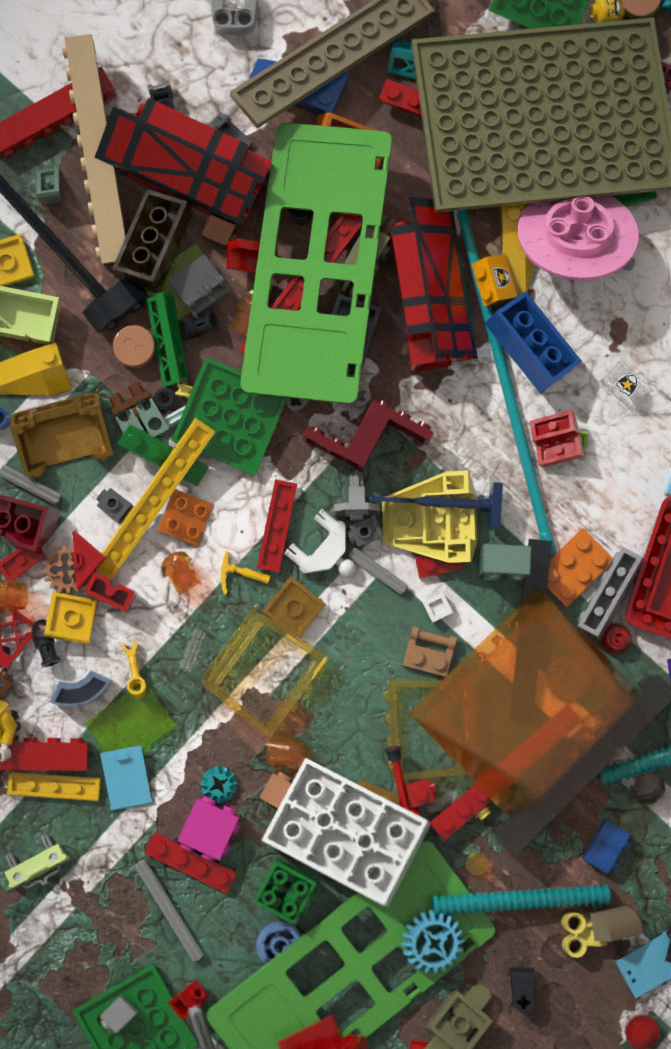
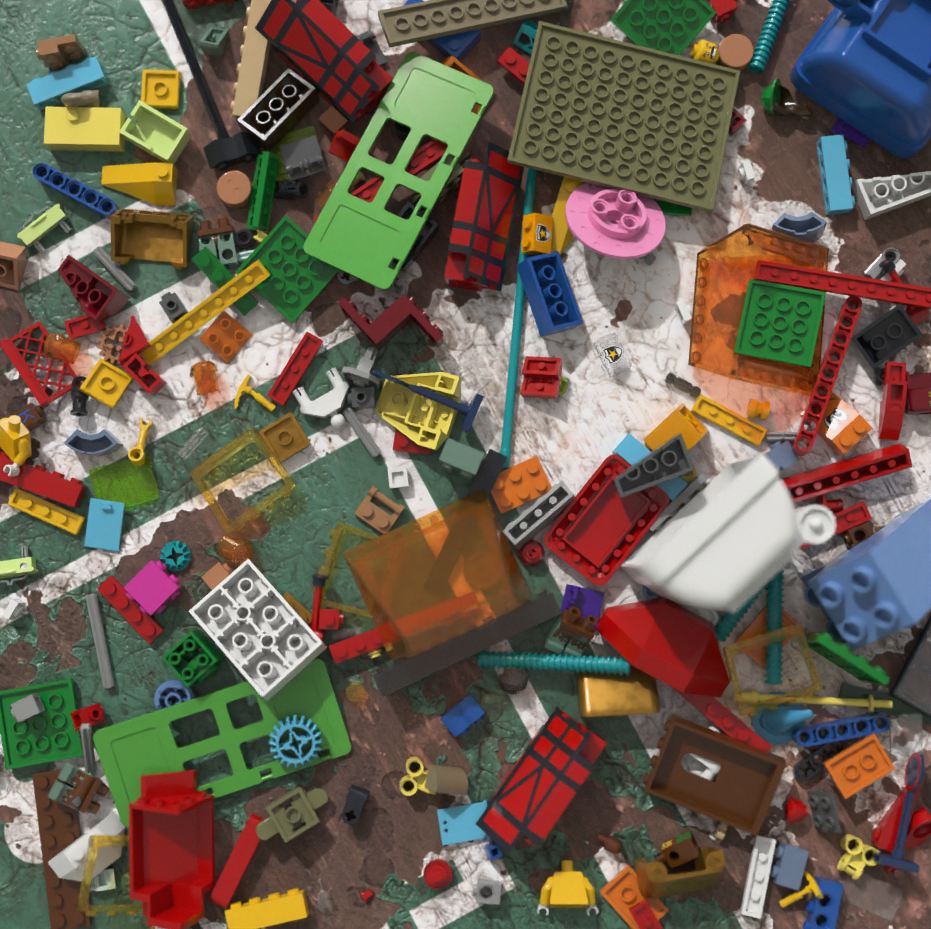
camera: 30 degrees right, 0 degrees up
(60, 910) = (14, 609): none -> white plate
(521, 900) = (378, 733): teal piece -> none

